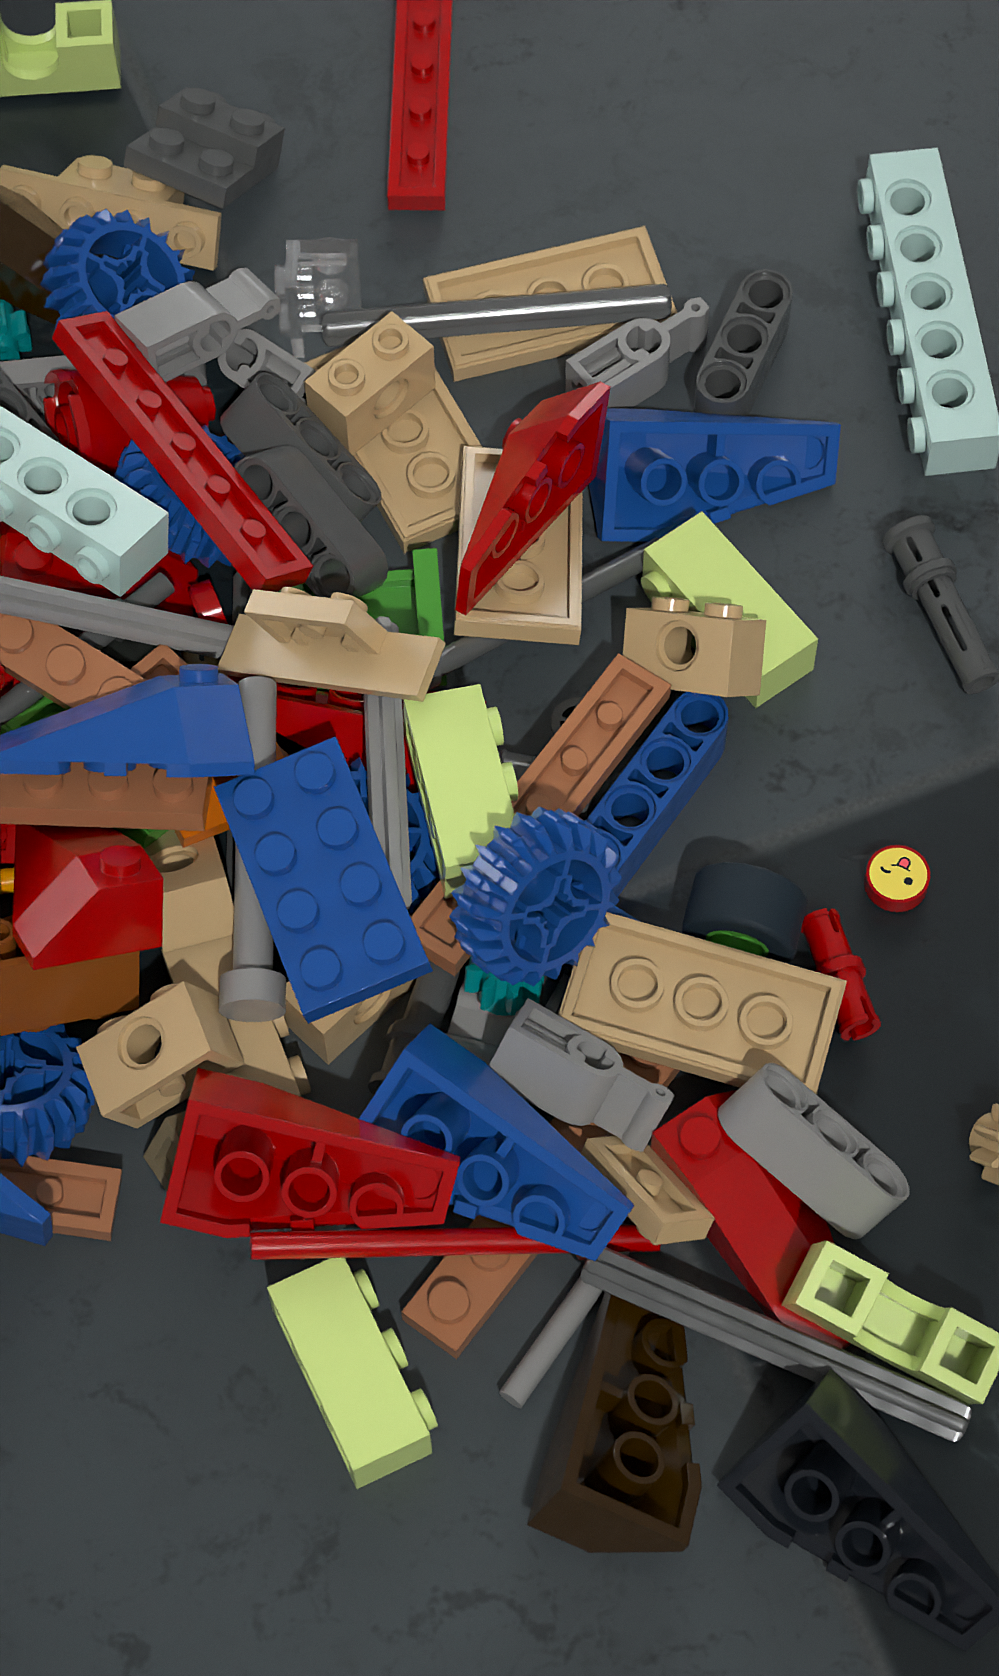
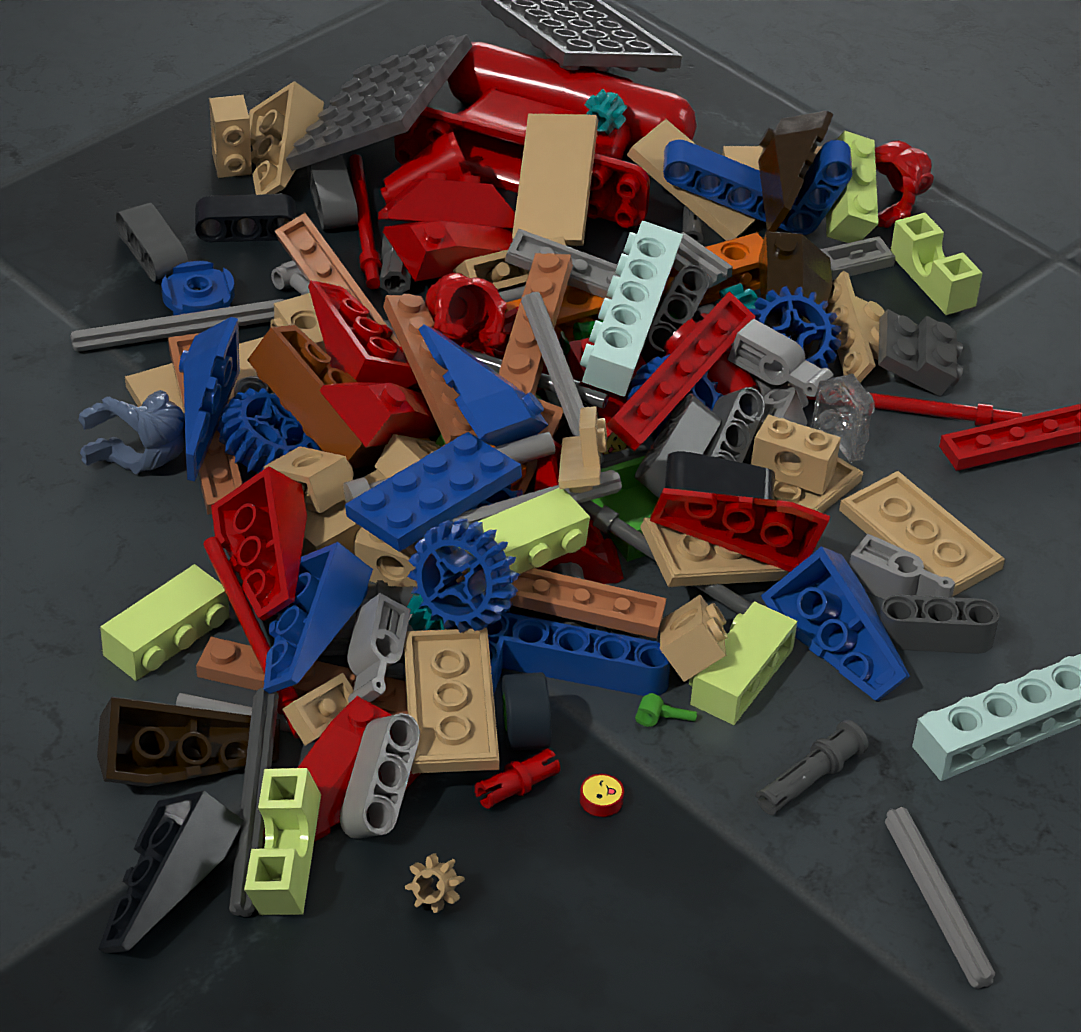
camera: 65 degrees right, 20 degrees down
(350, 135) = (982, 414): none -> red bar
(407, 500) = (718, 476): none -> black beam
(507, 313) = (892, 508): dark grey axle -> none
(764, 760) = (653, 707): none -> bright green hand

